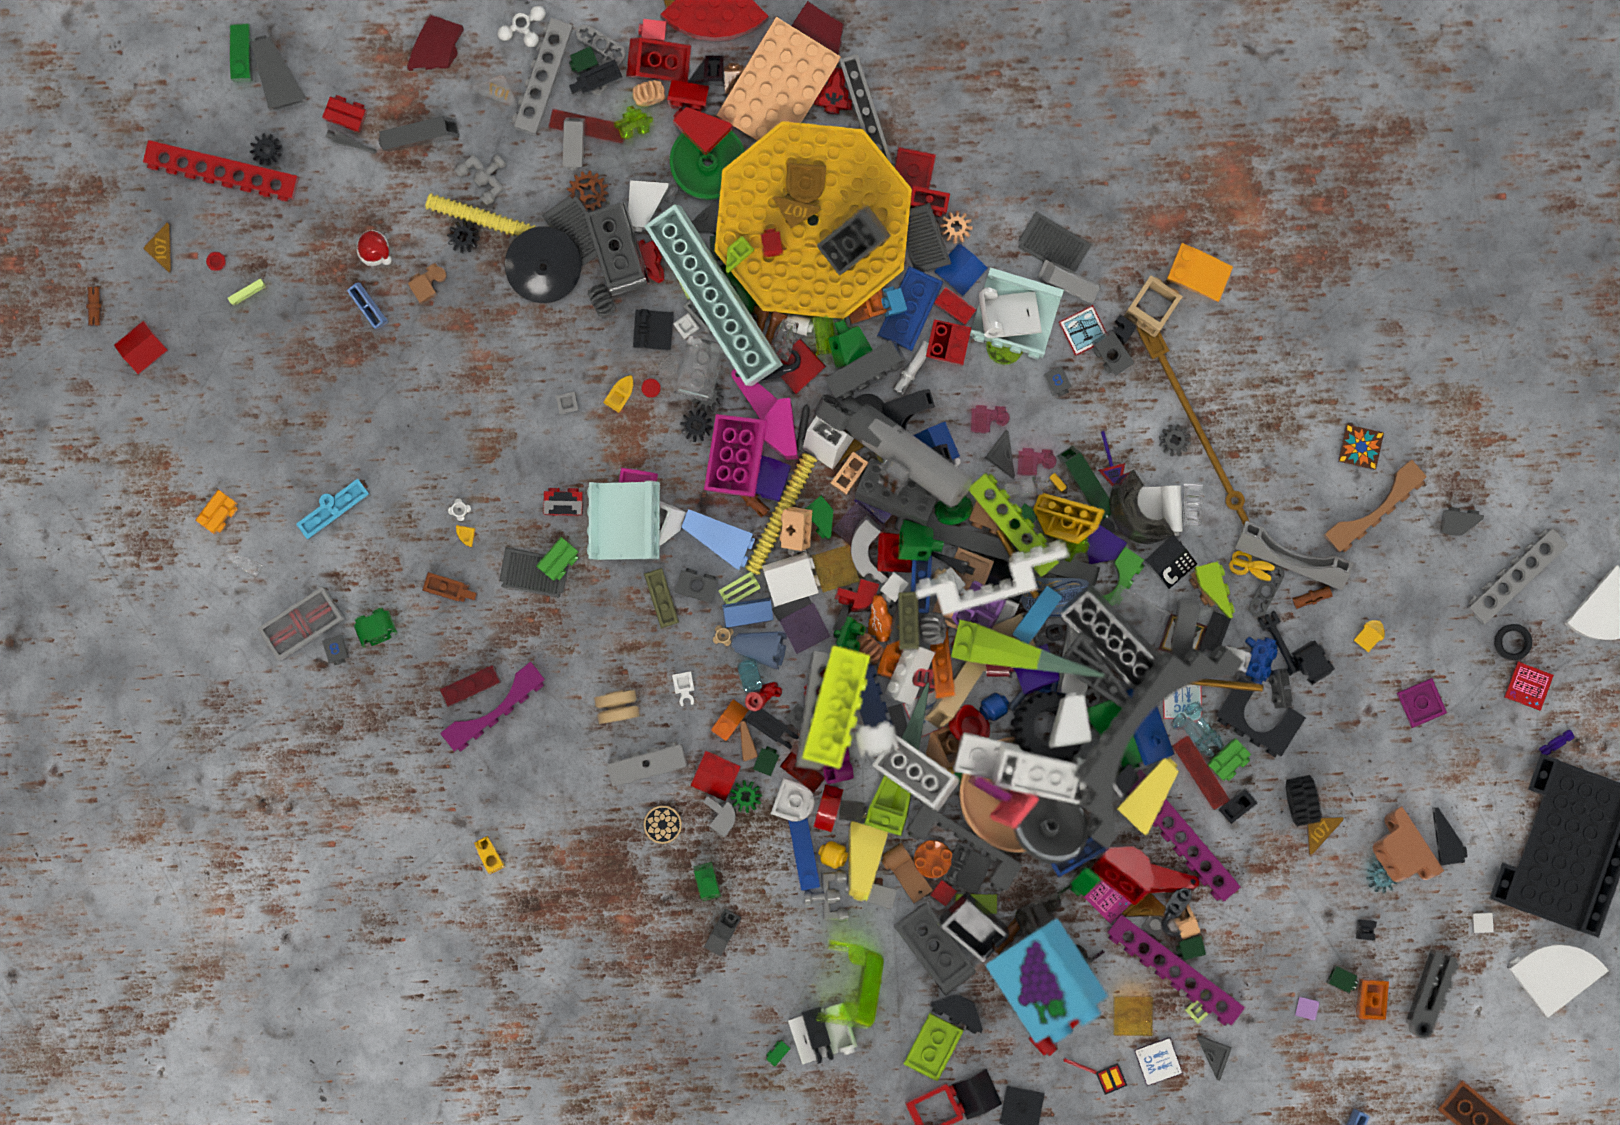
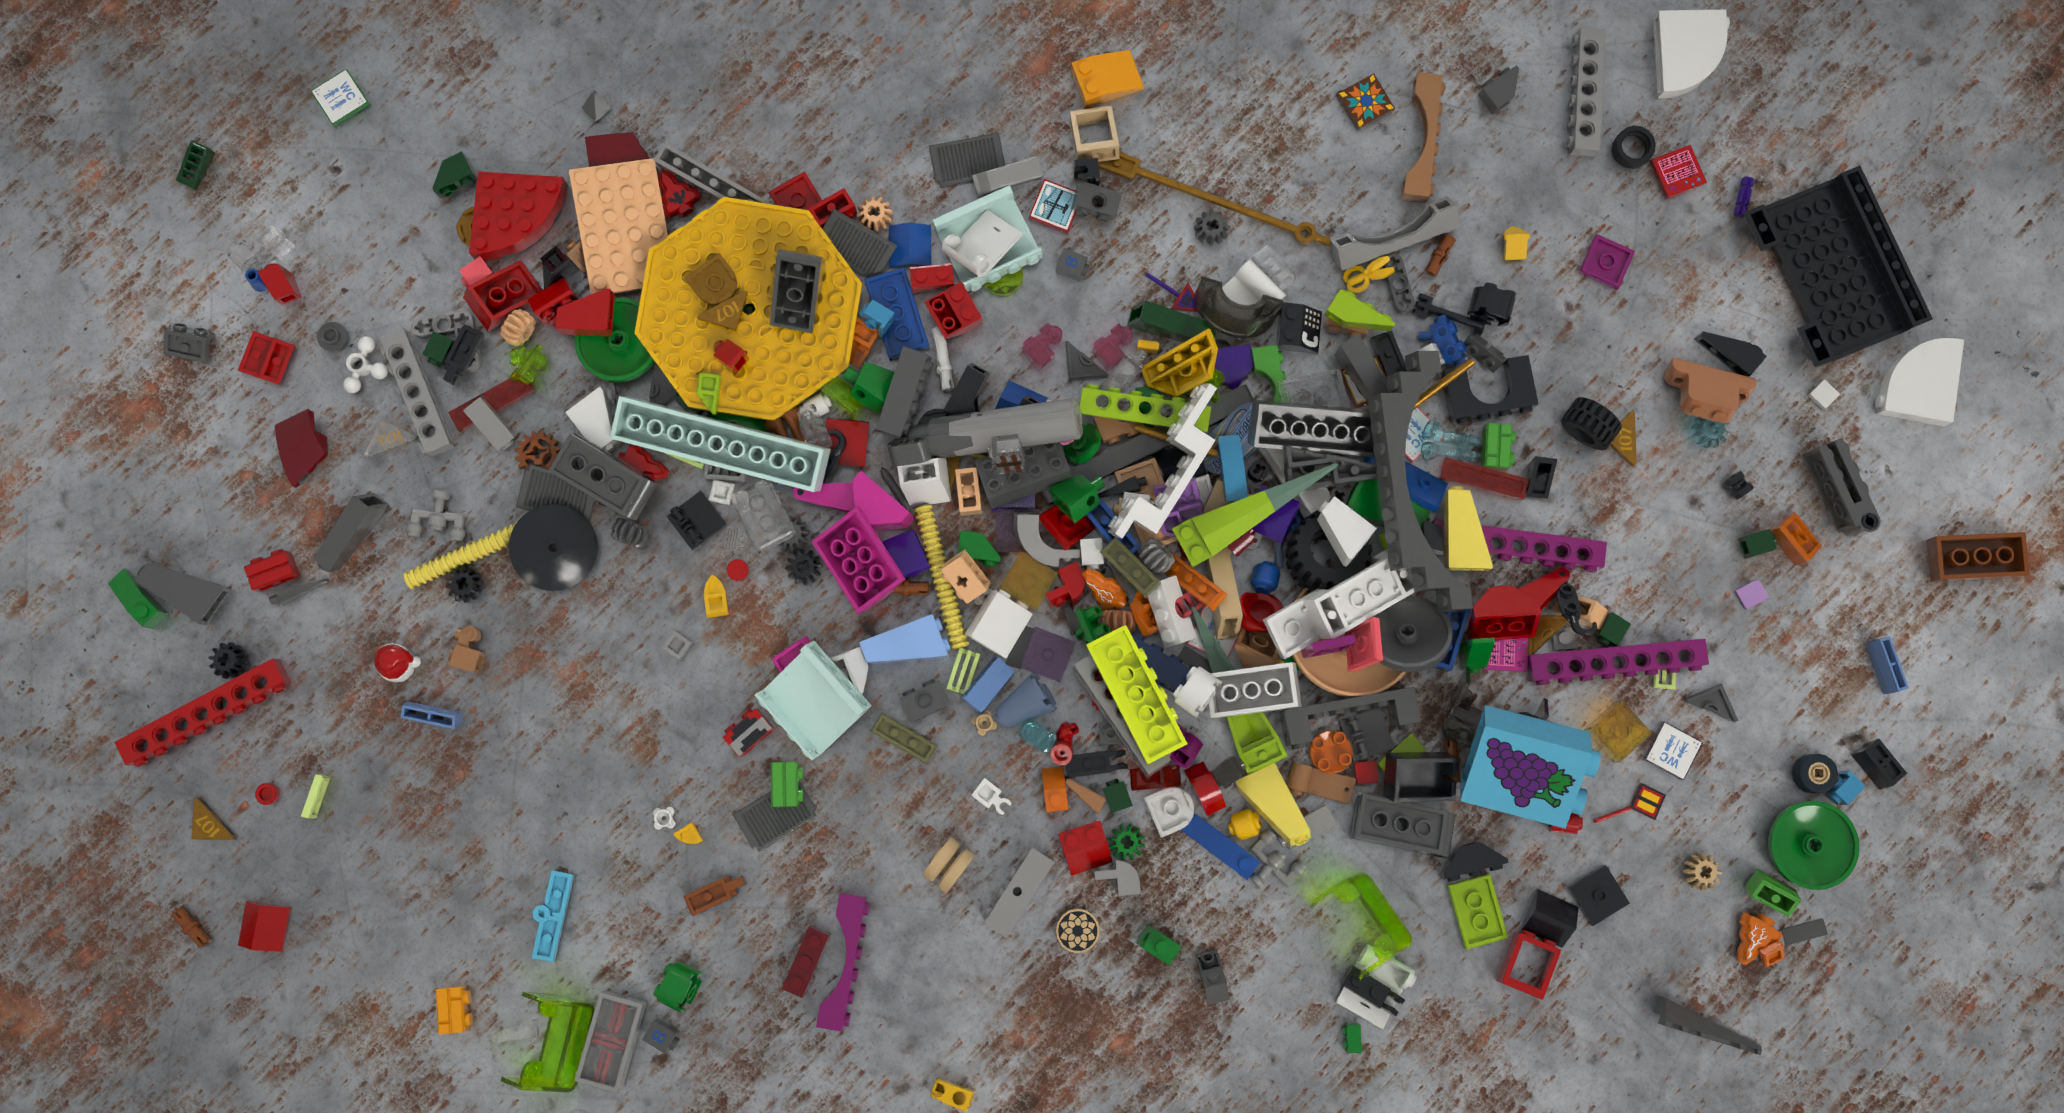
camera: 40 degrees left, 5 degrees down
(267, 597) = (561, 1047): none -> clear neon green windscreen

